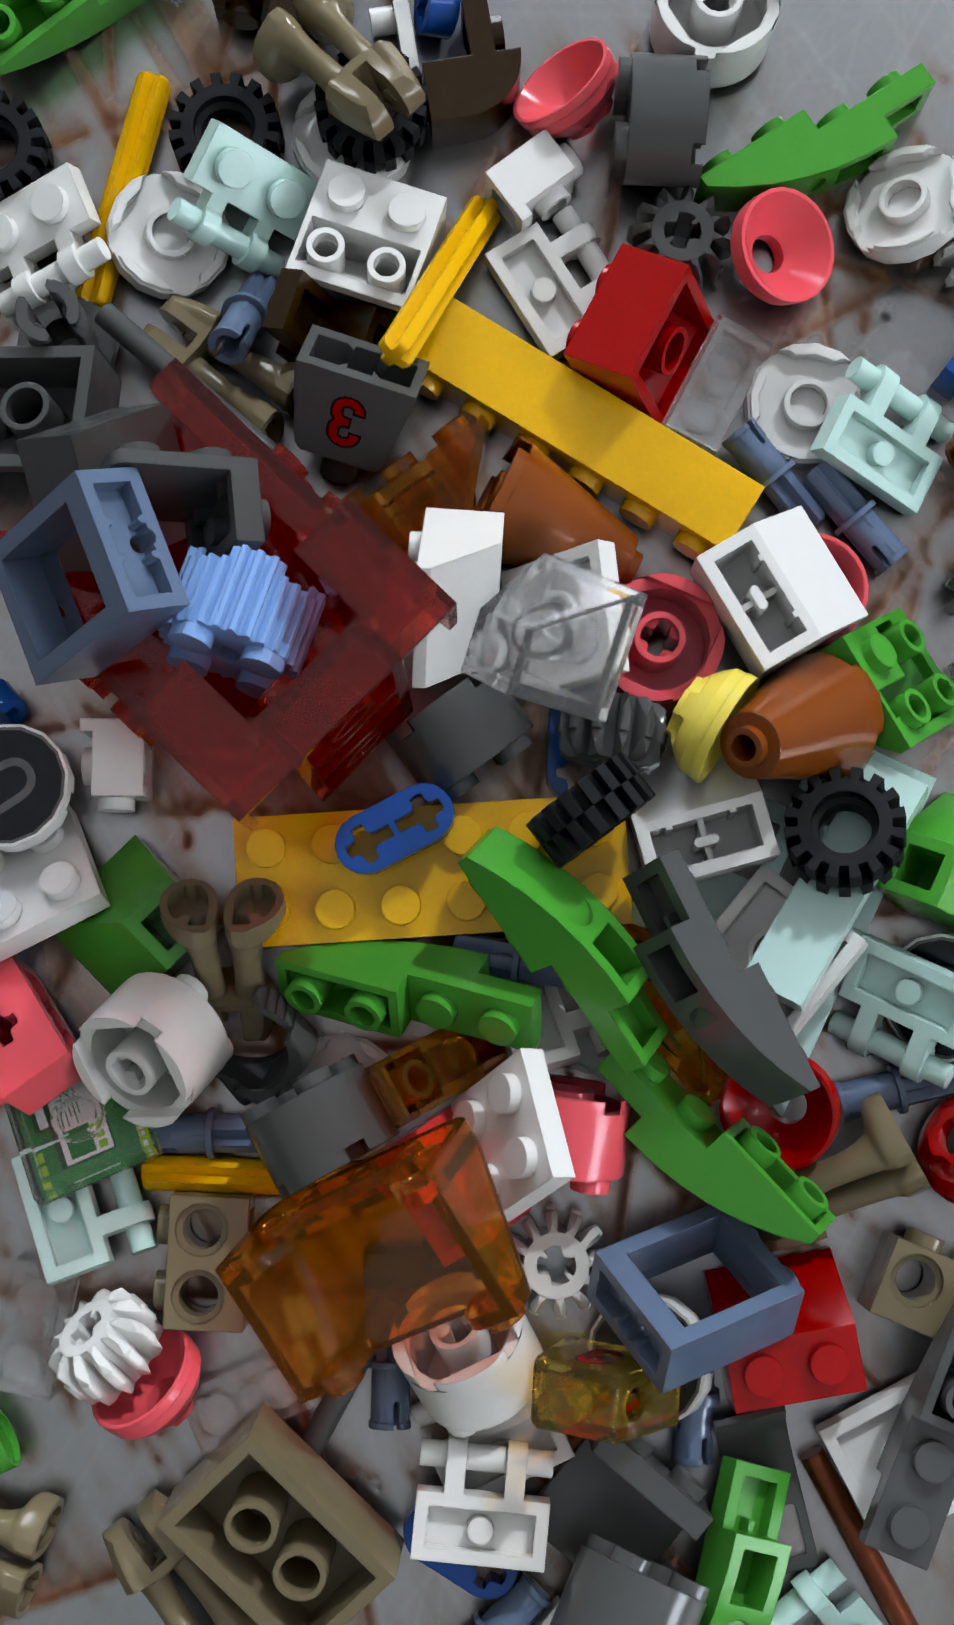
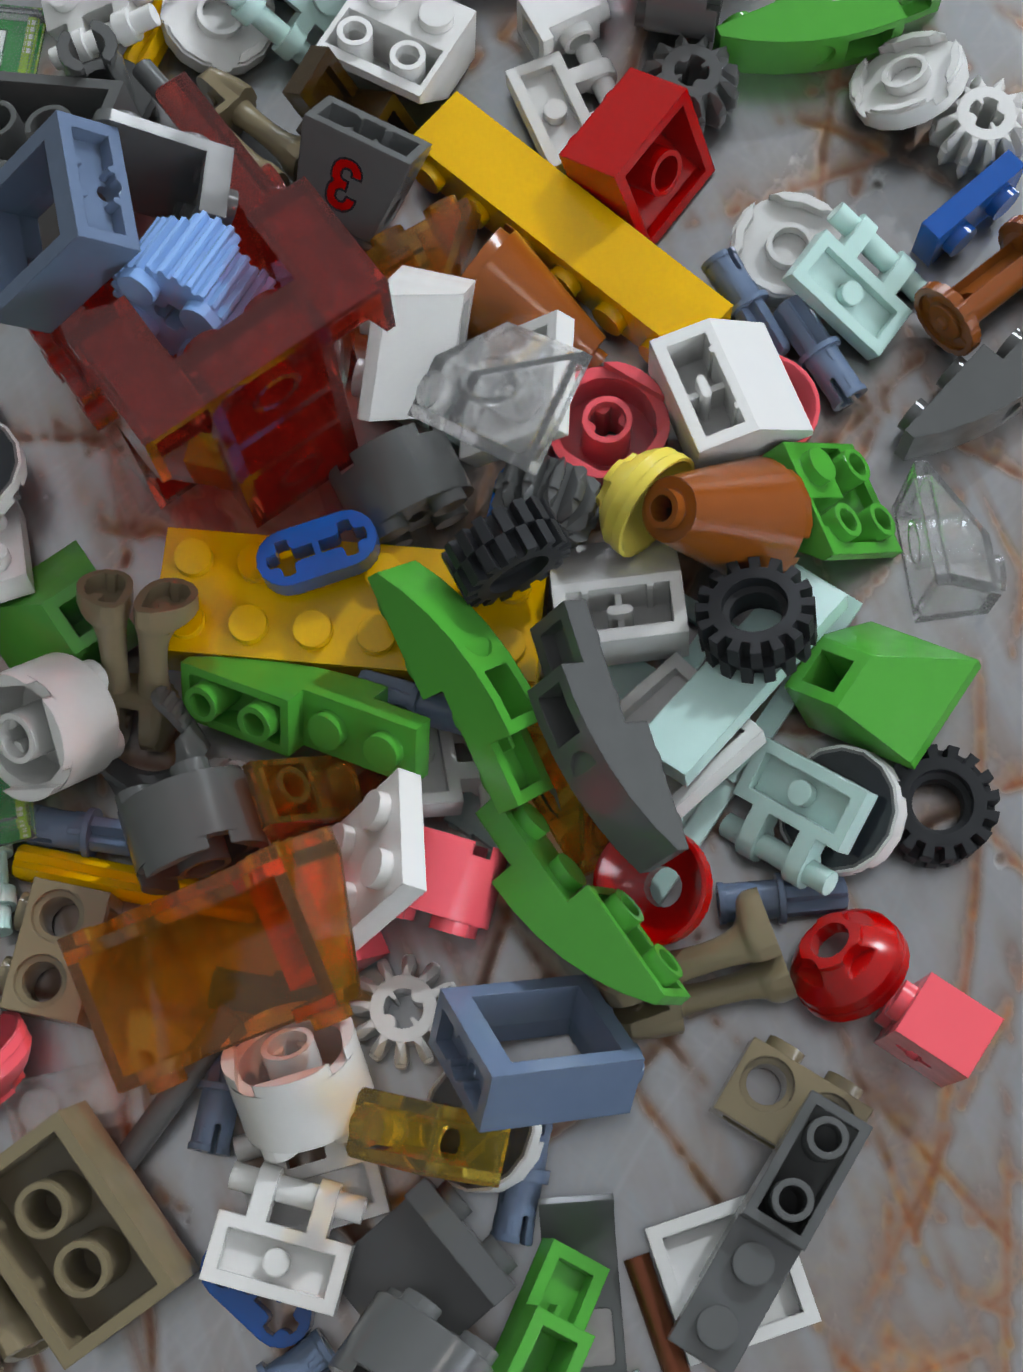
camera: 15 degrees right, 10 degrees down
(116, 765) = (74, 470): white brick -> none
(242, 318) = (264, 94): sand blue axle -> none
(439, 282) = (455, 81): yellow axle -> none
(716, 384) = (705, 212): clear plate -> none
(799, 245) = (796, 88): coral piece -> none
(812, 1363) = (642, 1147): red slope -> none

